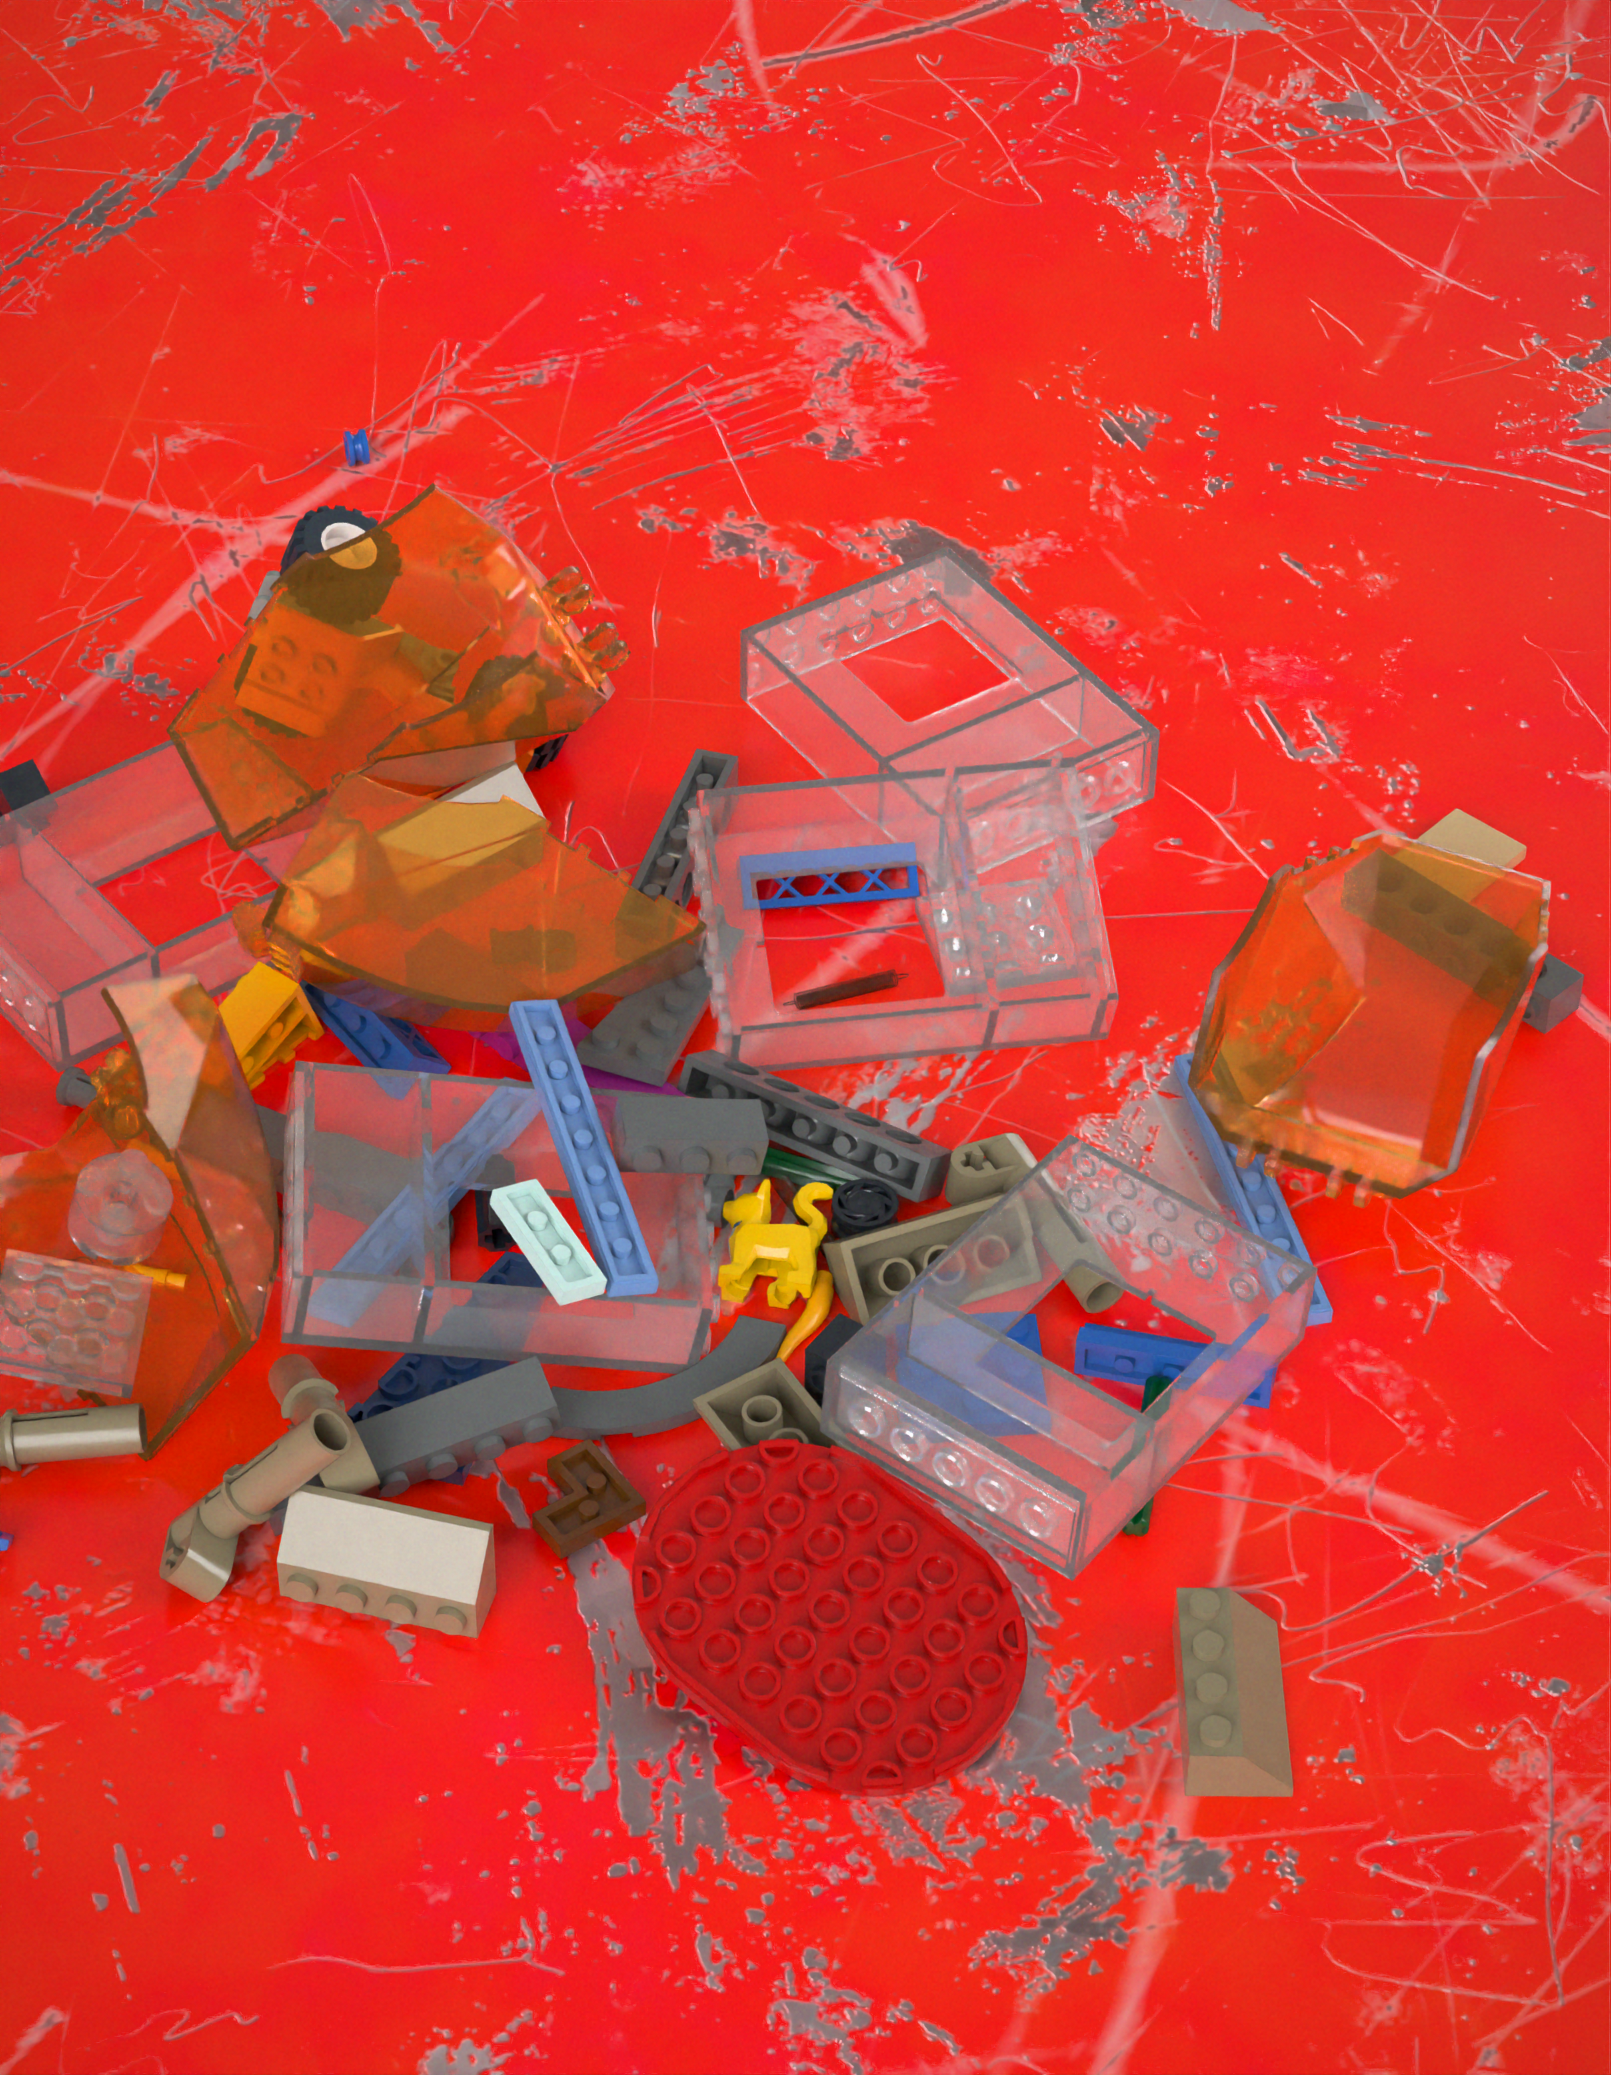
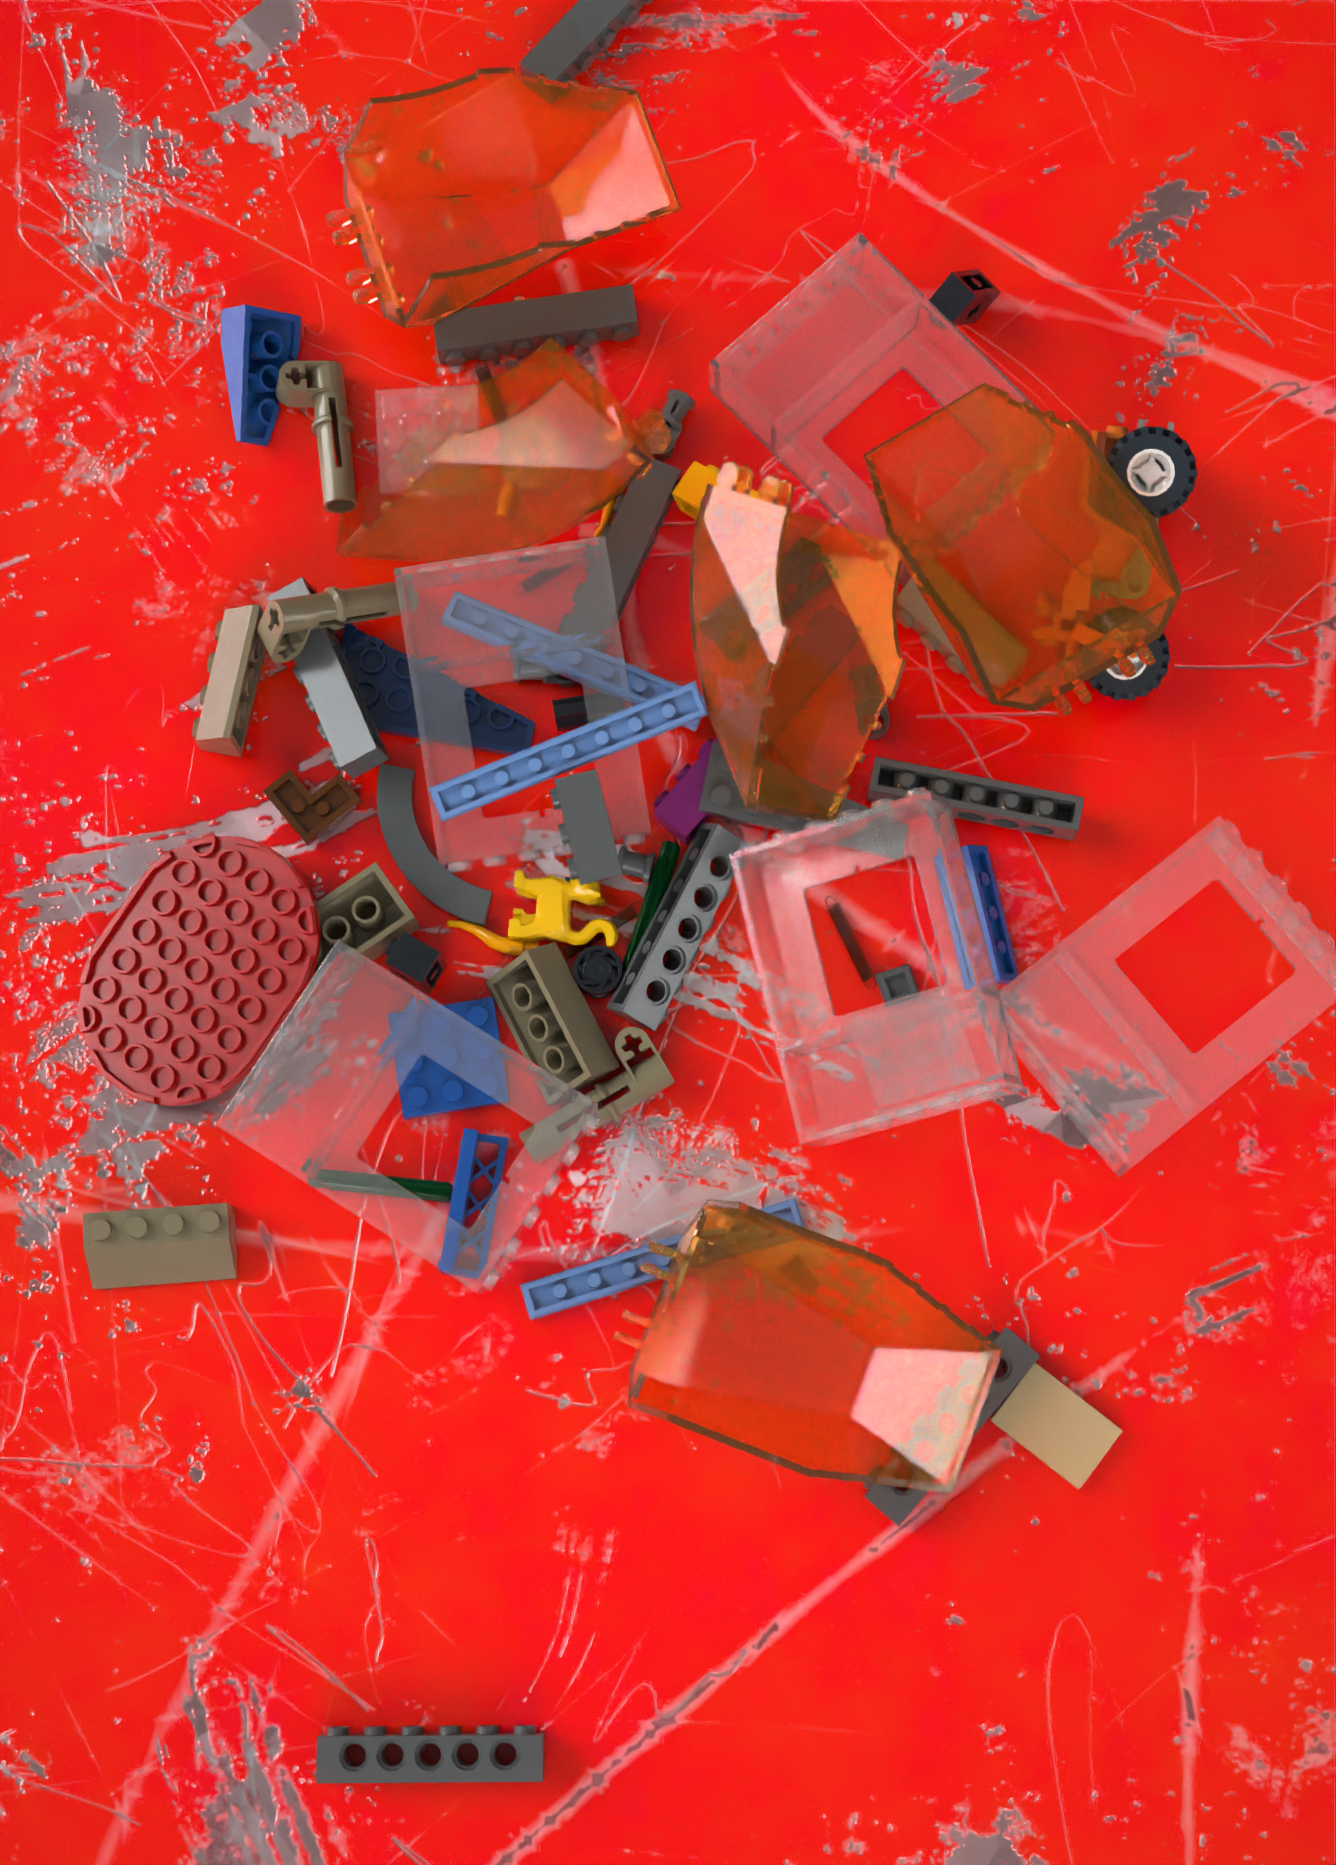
camera: 90 degrees right, 35 degrees up
(205, 1536) = (252, 569): dark tan piece -> none
(548, 1242) = (457, 738): light aqua plate -> none
(906, 953) = (896, 983): none -> dark grey tile

